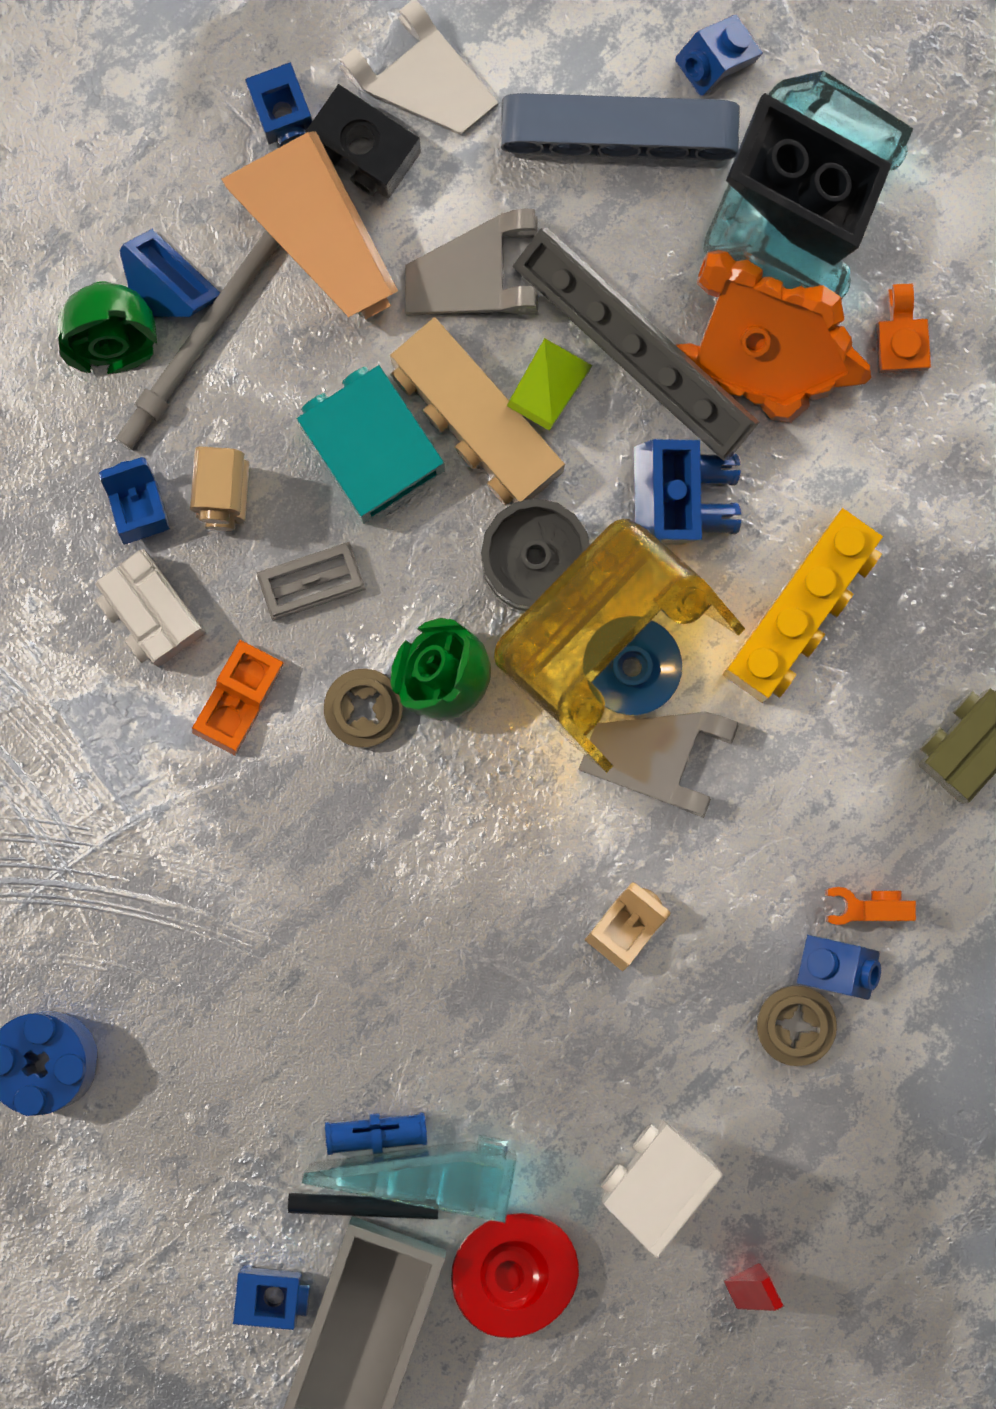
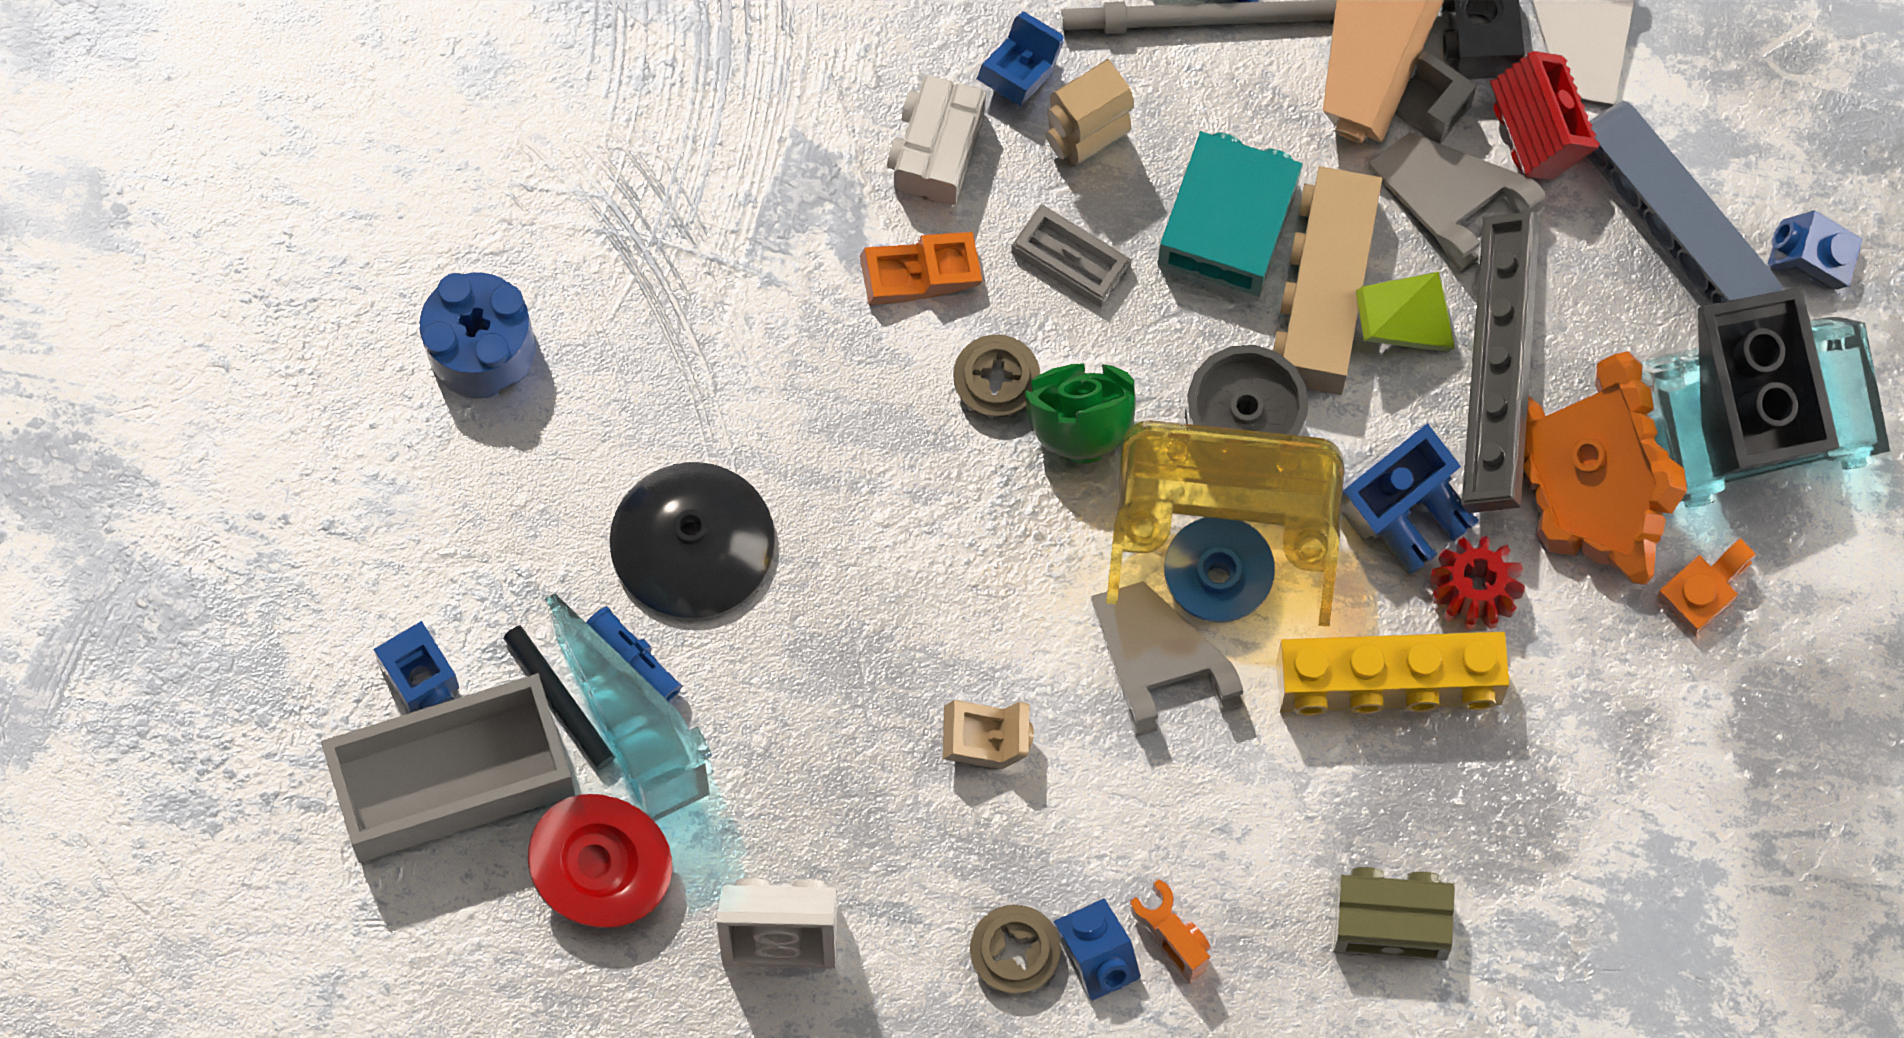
camera: 50 degrees right, 15 degrees down
(354, 1014) = (697, 573): none -> black dish
(396, 226) = (1435, 98): none -> dark grey panel
(474, 162) = (1543, 115): none -> red brick
(780, 476) = (1497, 578): none -> red gear

